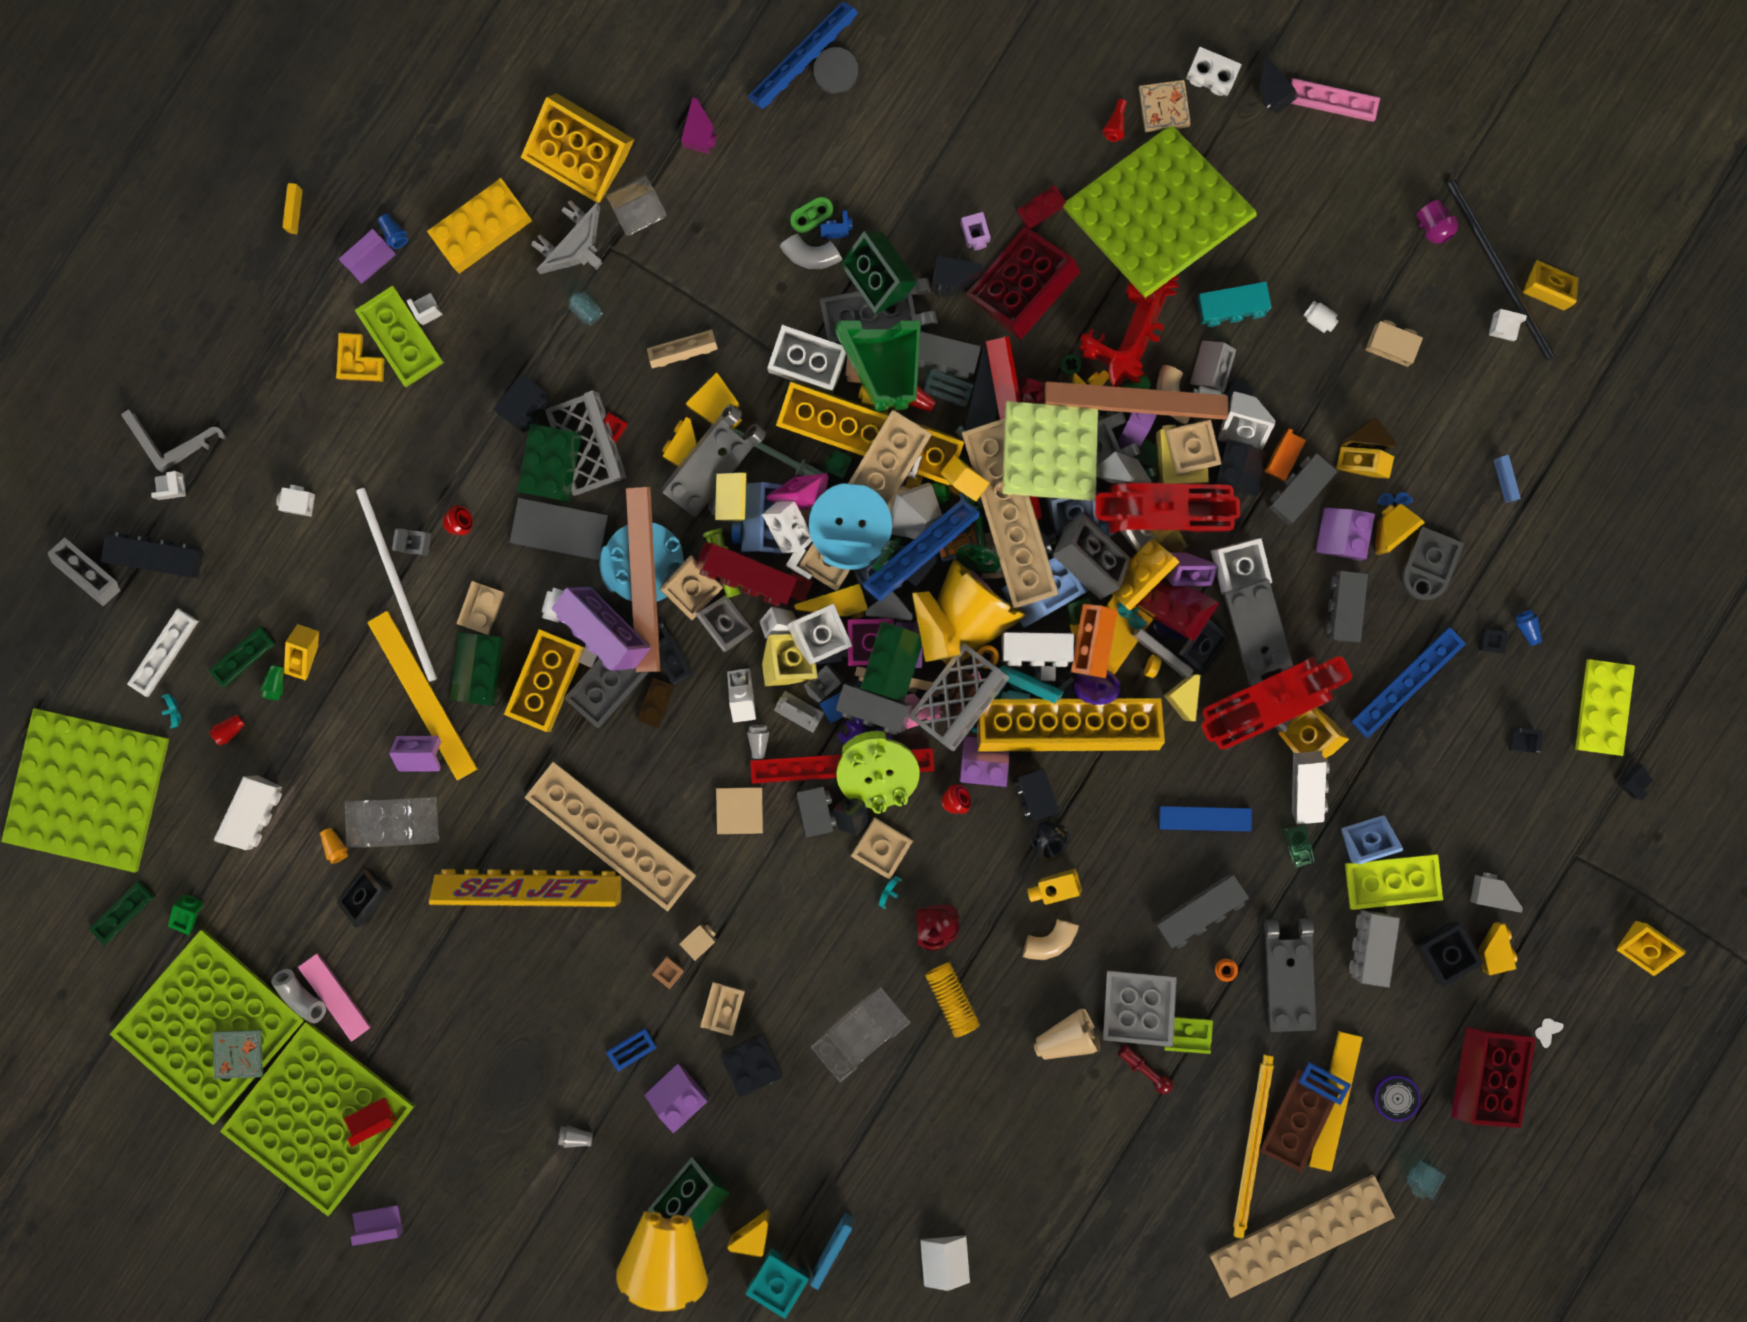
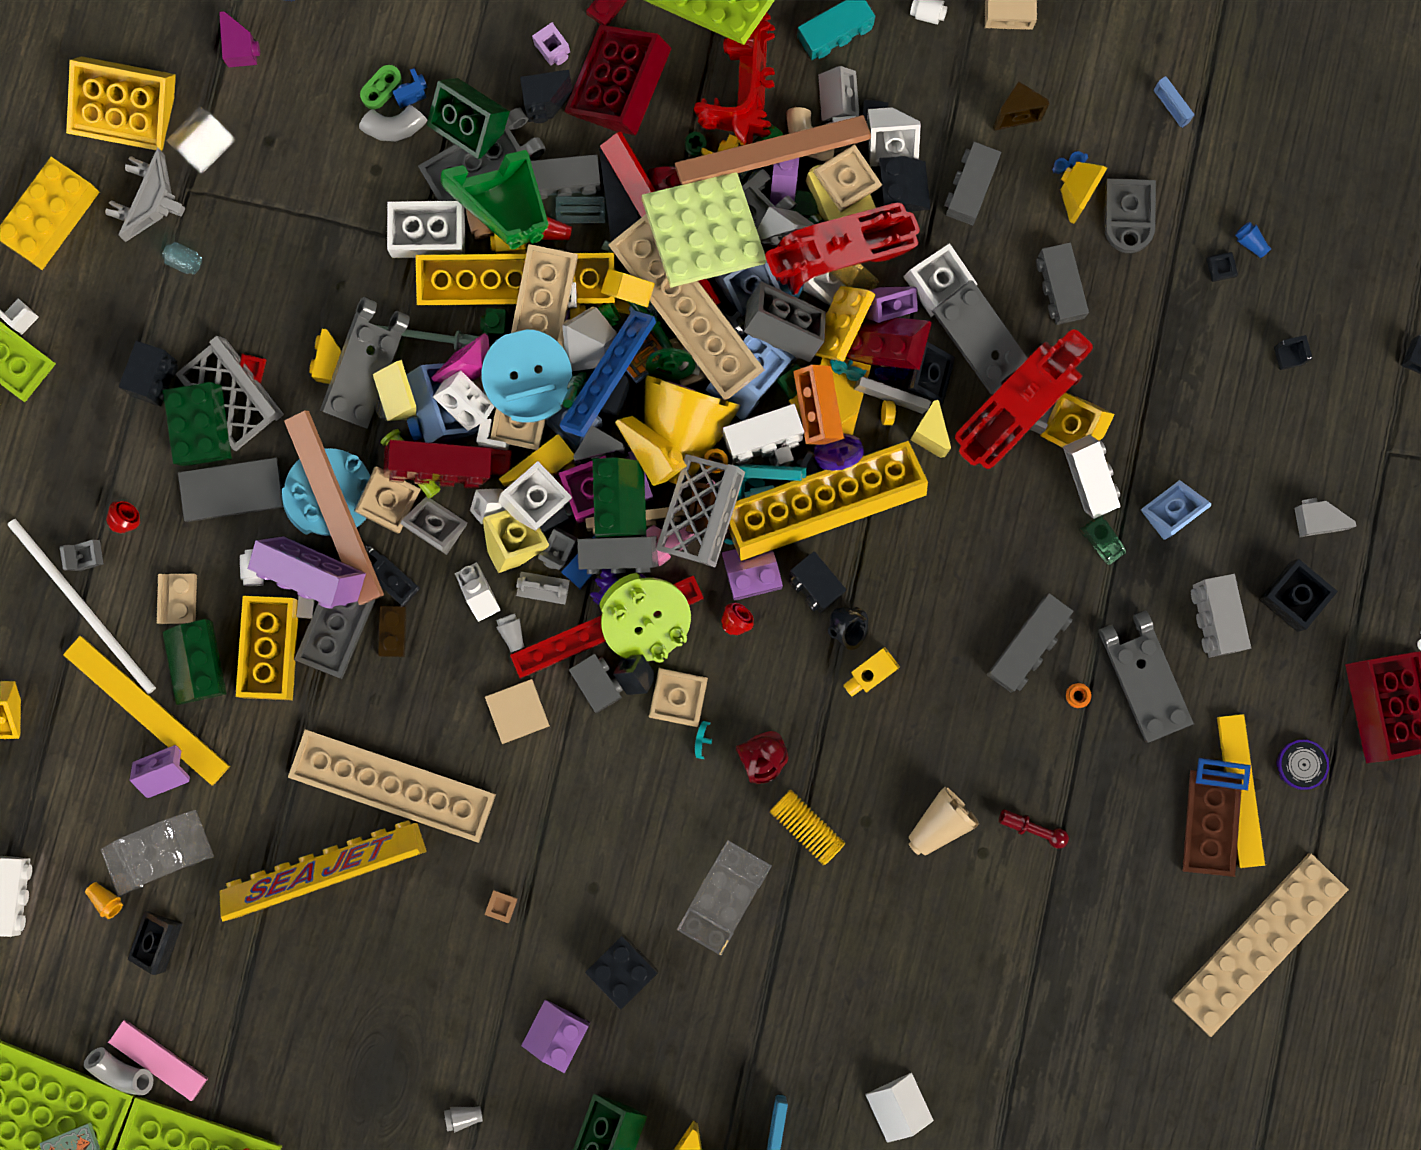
camera: 15 degrees left, 5 degrees down
(648, 1039) = (504, 985): blue tile -> none
(682, 349) = (295, 264): tan plate -> none
(699, 941) = (521, 861): tan brick -> none
(712, 399) = (342, 303): yellow torso -> none
(722, 1008) = (571, 924): tan plate -> none
(1053, 944) = (890, 733): tan cylinder -> none
(1140, 1008) = (1004, 766): light grey plate -> none
(1192, 1035) = (1064, 776): lime plate -> none
(1205, 818) = (999, 548): blue tile -> none
(1253, 1145) = (1174, 868): yellow piece -> none
(1284, 455) = (943, 157): orange panel -> none
(1345, 533) = (1032, 212): medium lavender slope -> none
(1365, 462) = (1026, 134): yellow slope -> none
(1394, 881) = (1215, 543): neon yellow plate -> none
(1407, 682) = (1152, 338): blue plate -> none
(1425, 1180) = (1364, 839): clear light blue brick -> none
(1496, 950) = (1347, 575): yellow slope -> none
(1605, 707) = (1359, 293): neon yellow plate -> none

